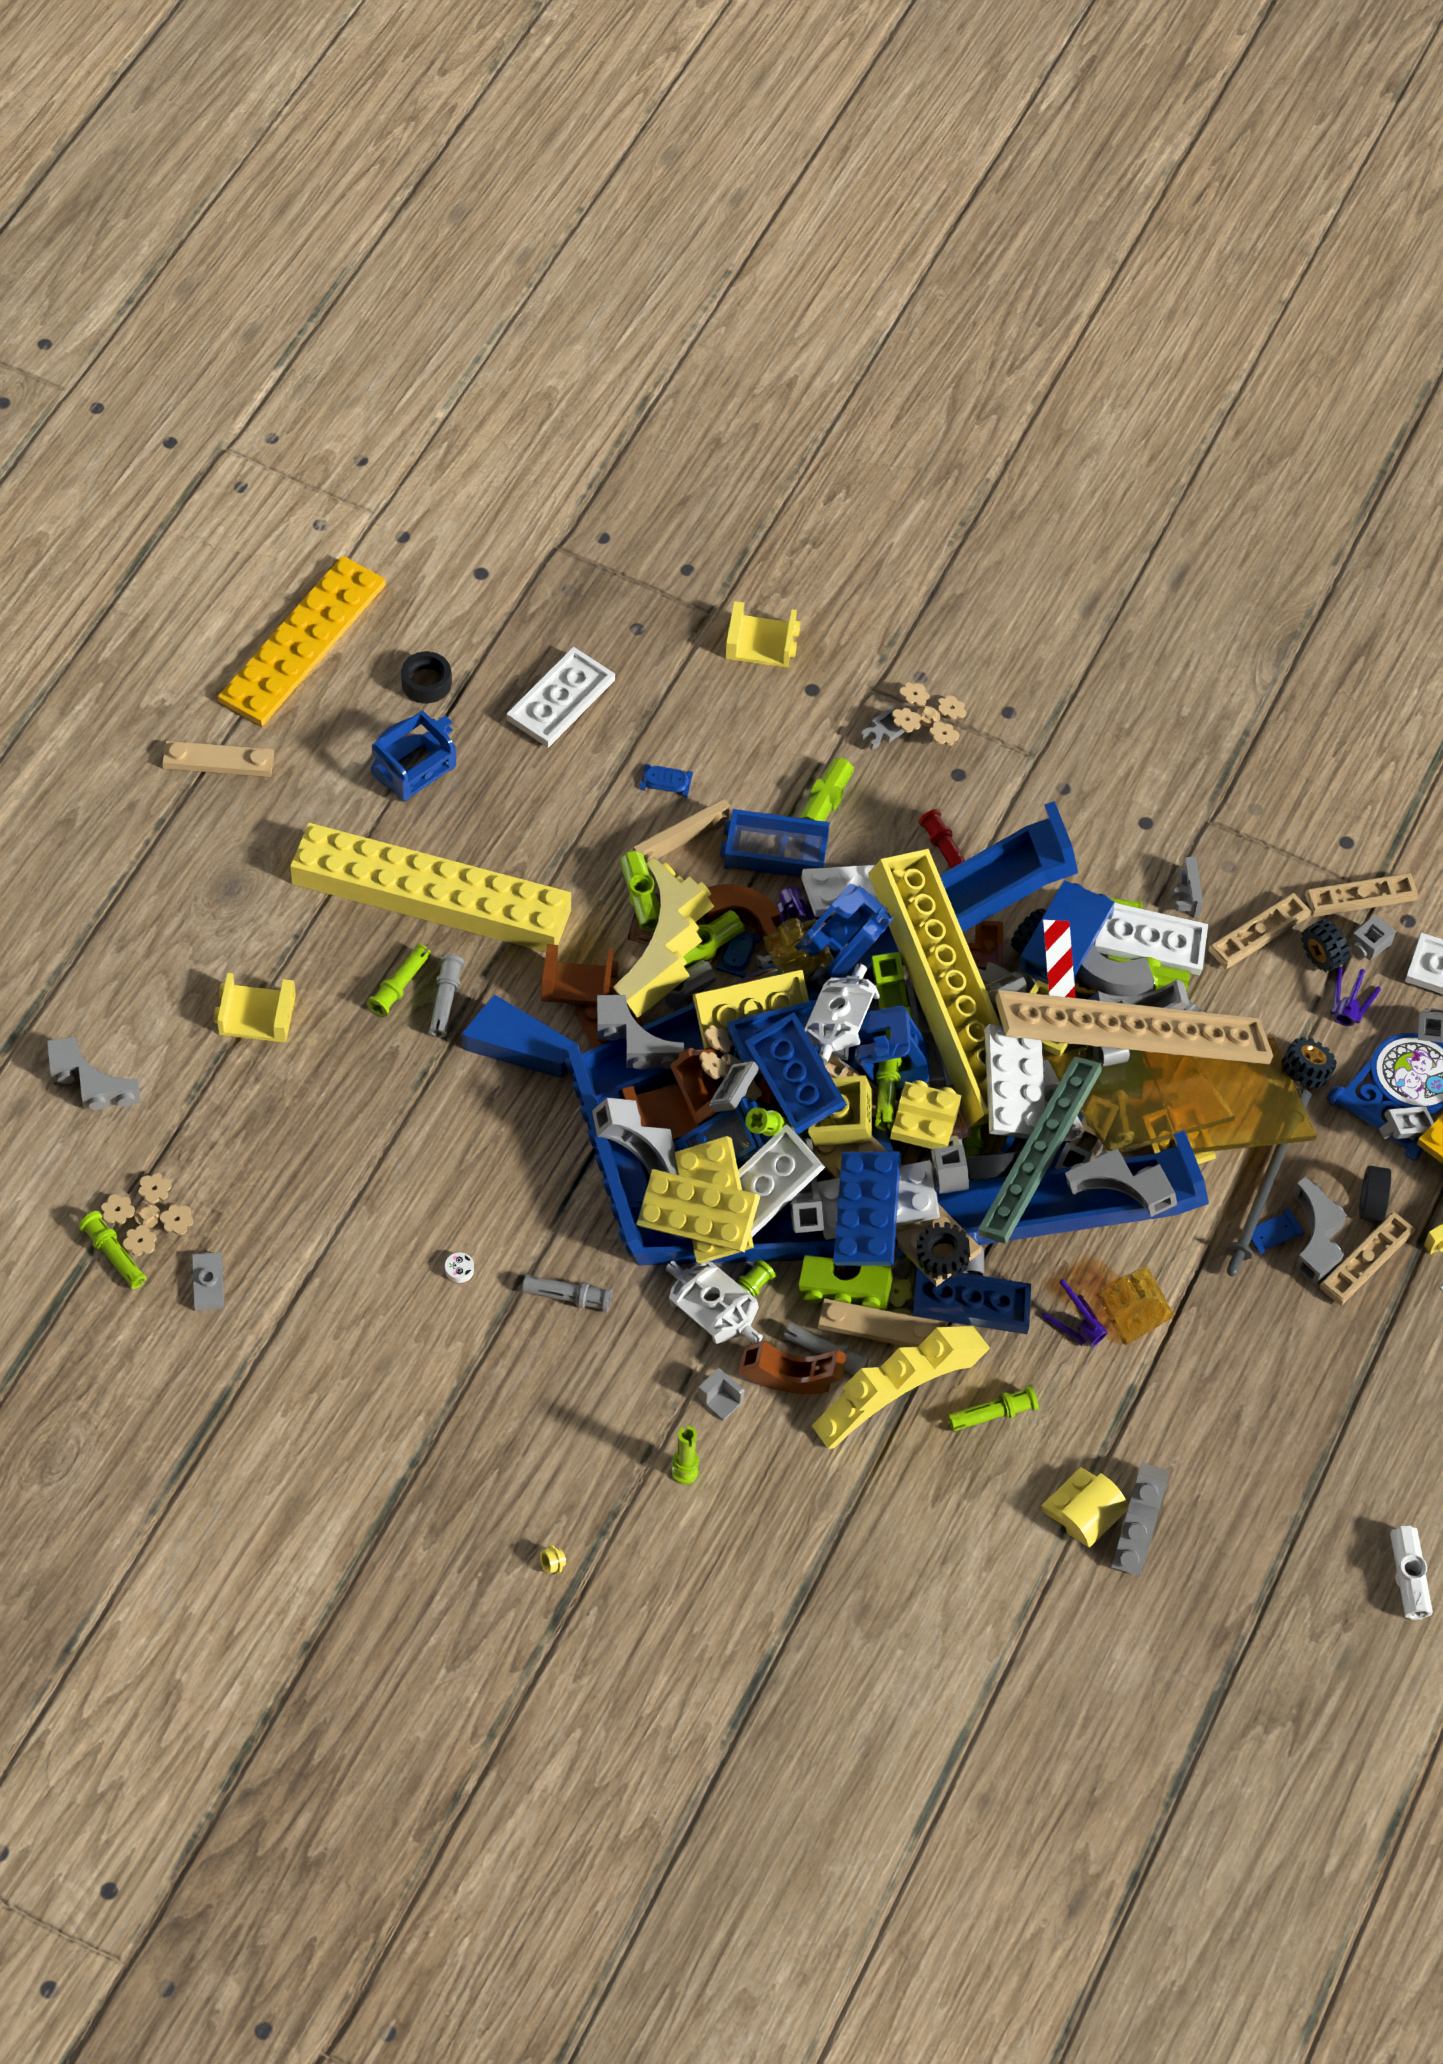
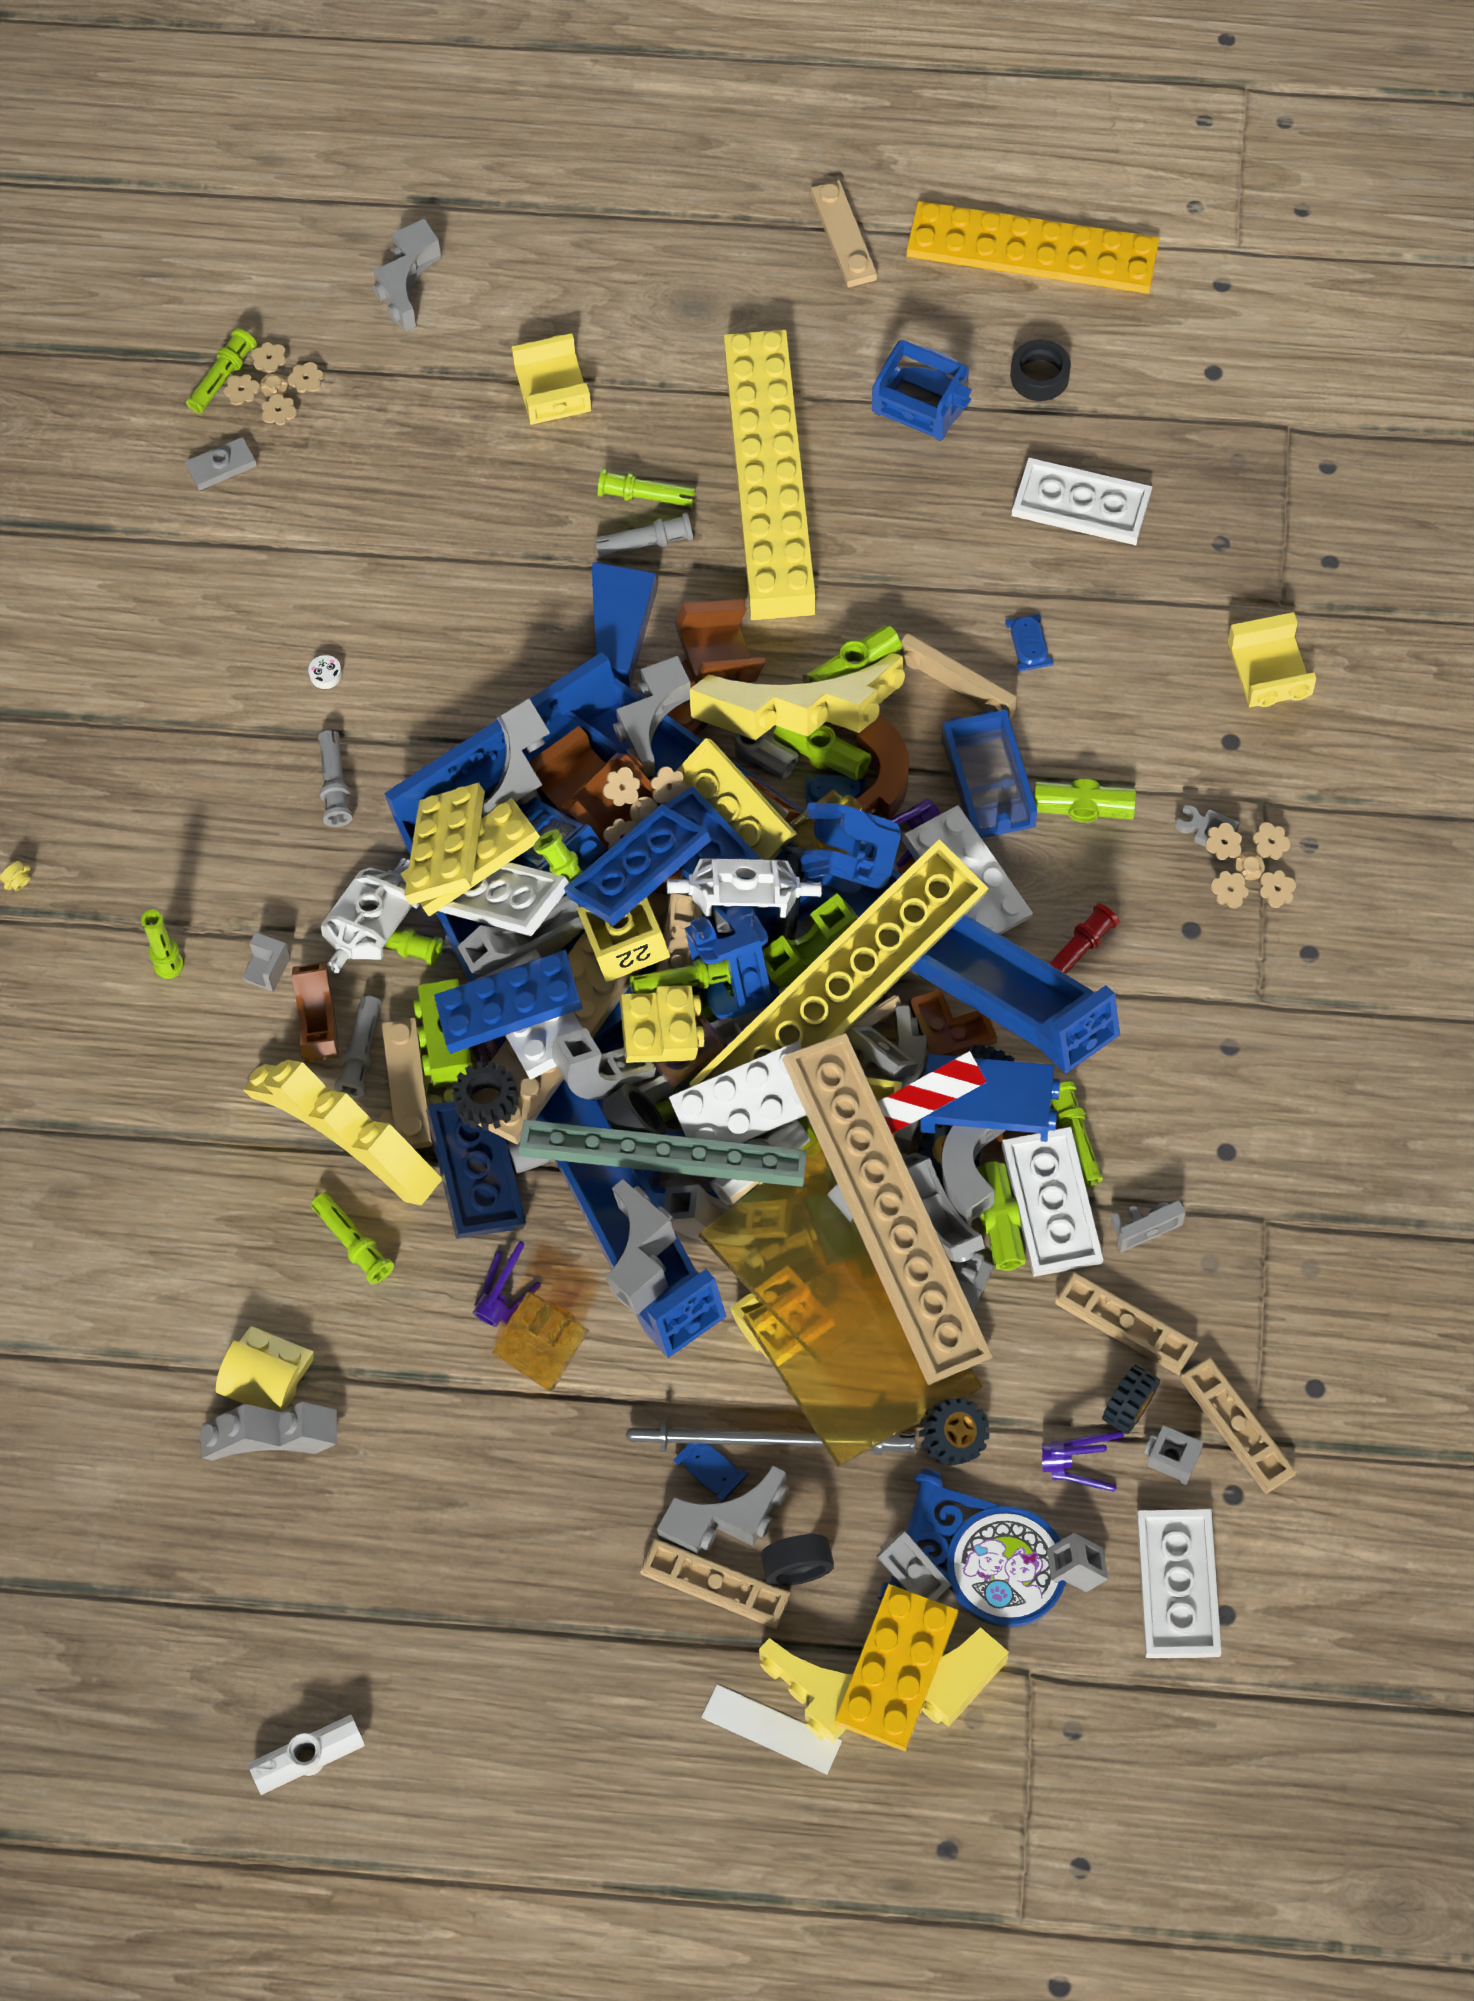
camera: 75 degrees right, 5 degrees up
(734, 1086) = (600, 815): light grey plate -> none

